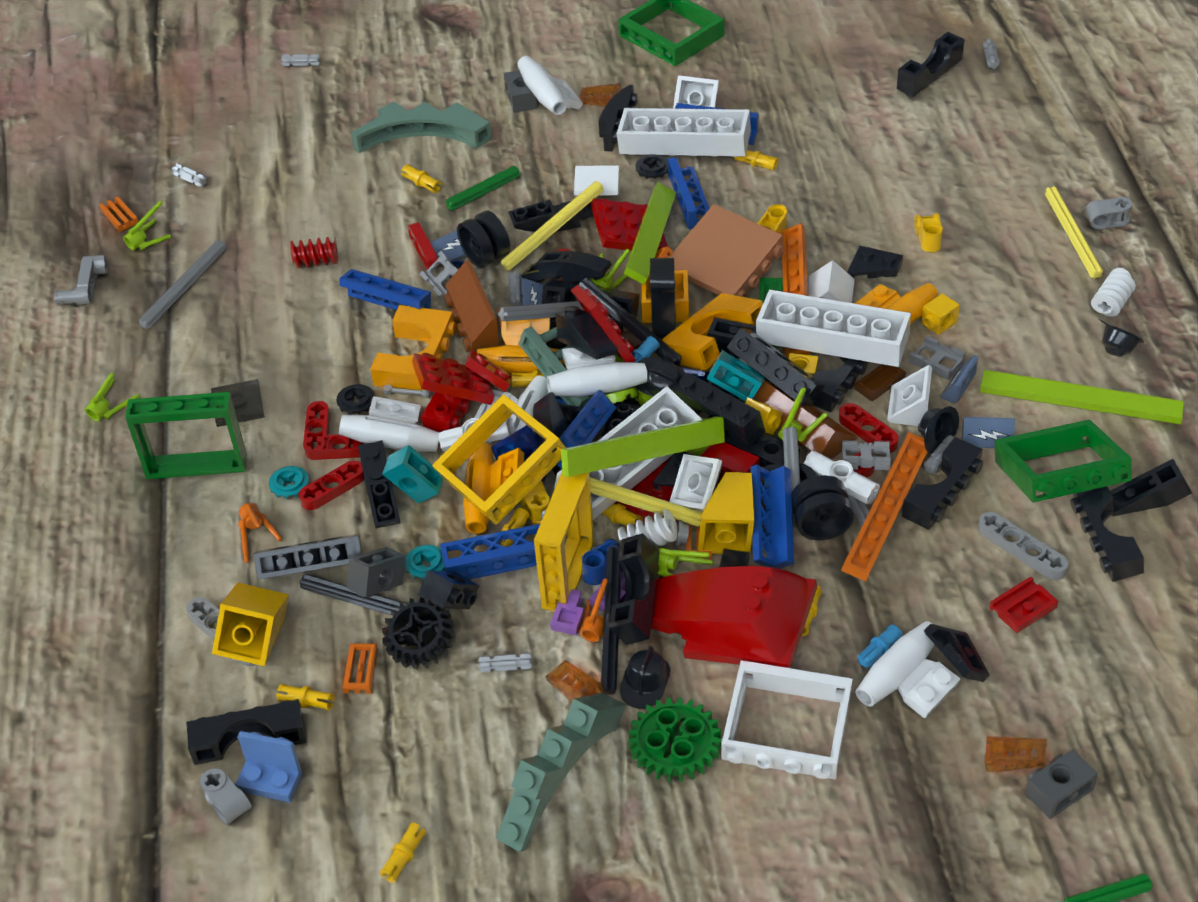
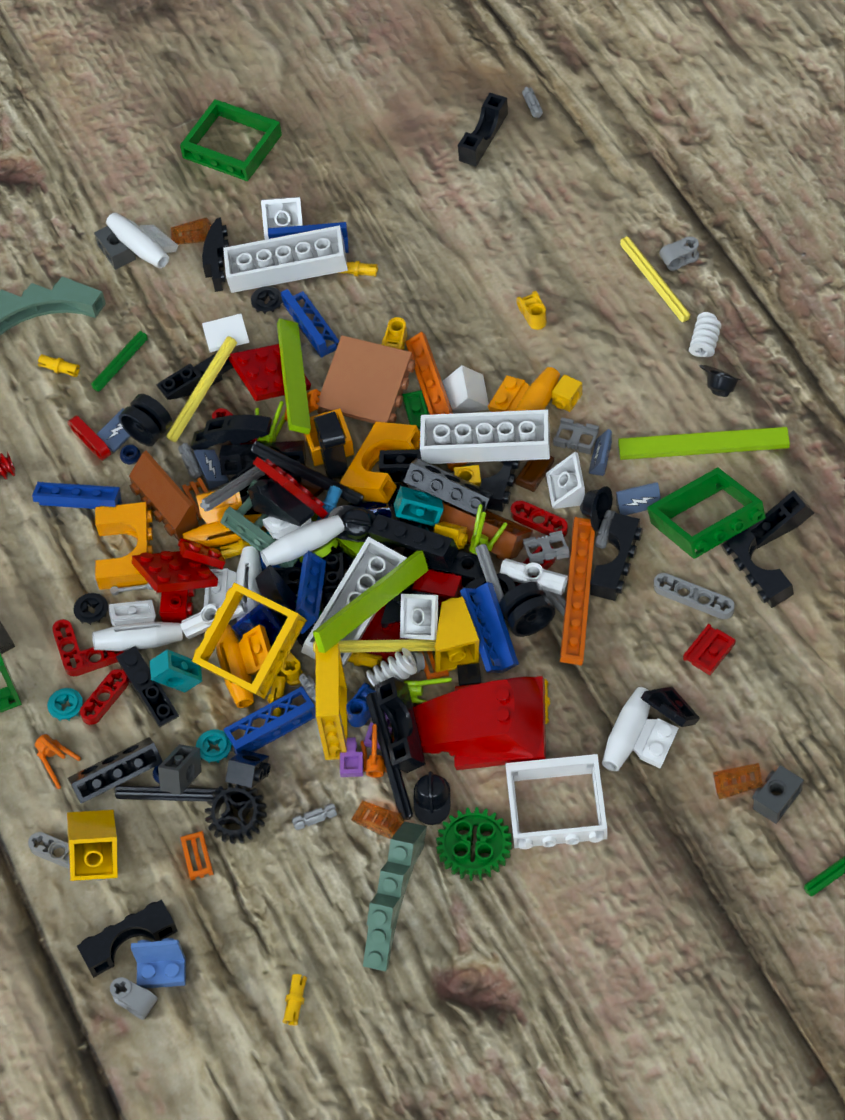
camera: 15 degrees left, 10 degrees up
(306, 696) = (163, 892): yellow pin -> none
(437, 282) = (117, 471): light grey piece -> none
(875, 263) = (495, 354): black wing -> none
(879, 646) = (608, 717): dark azure axle -> none

